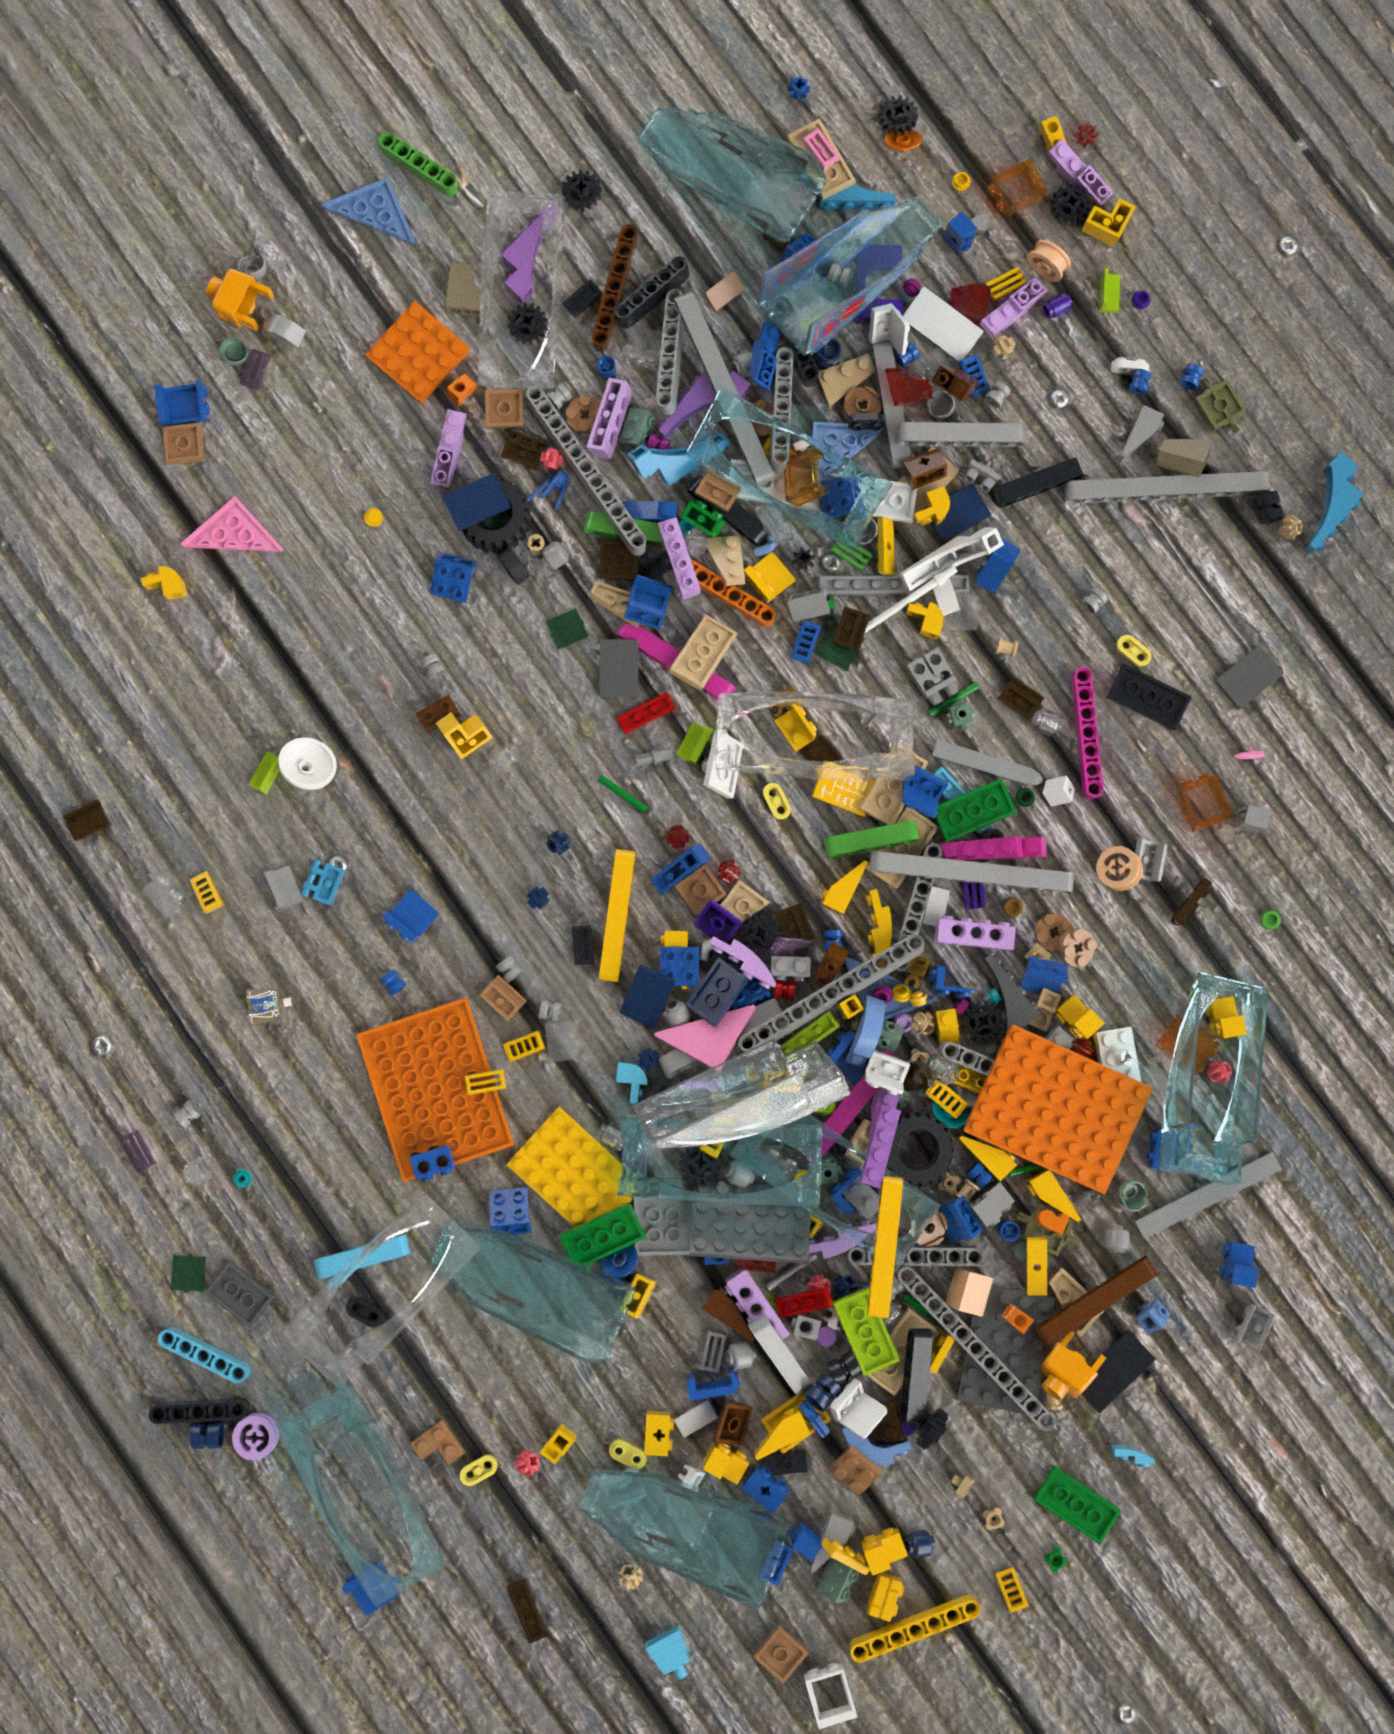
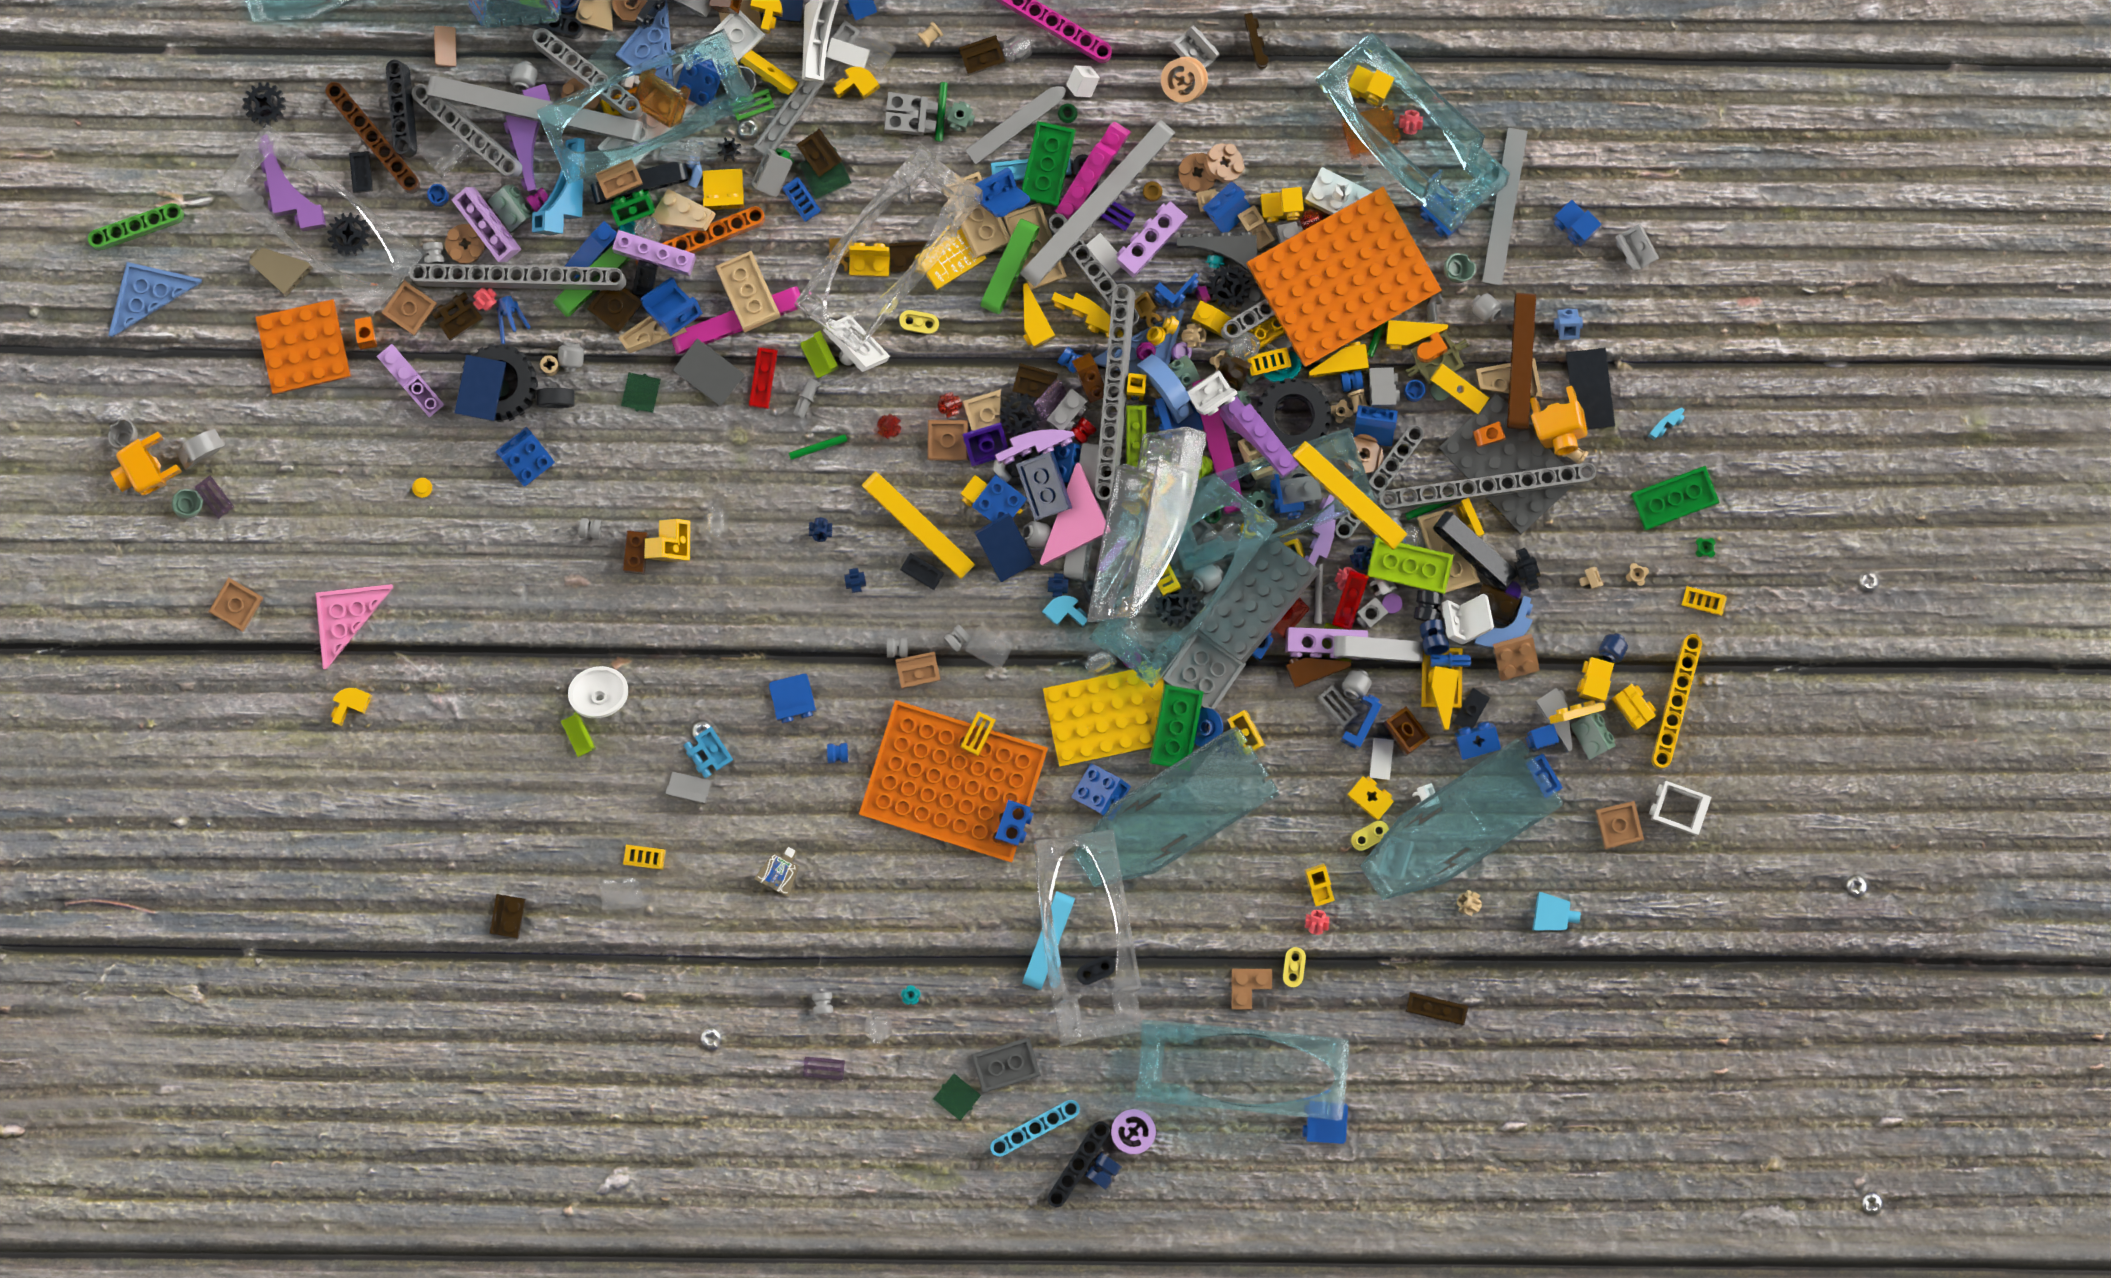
camera: 55 degrees left, 0 degrees up
(182, 404) = (200, 580): blue panel -> none
(539, 1041) = (969, 663): yellow slope -> none
(680, 868) = (917, 444): blue slope -> none
(725, 1462) = (1433, 758): yellow brick -> none
(763, 355) = (532, 58): blue slope -> none
(939, 579) = (832, 49): white bar -> none
(969, 1291) = (1440, 458): light nougat slope -> none

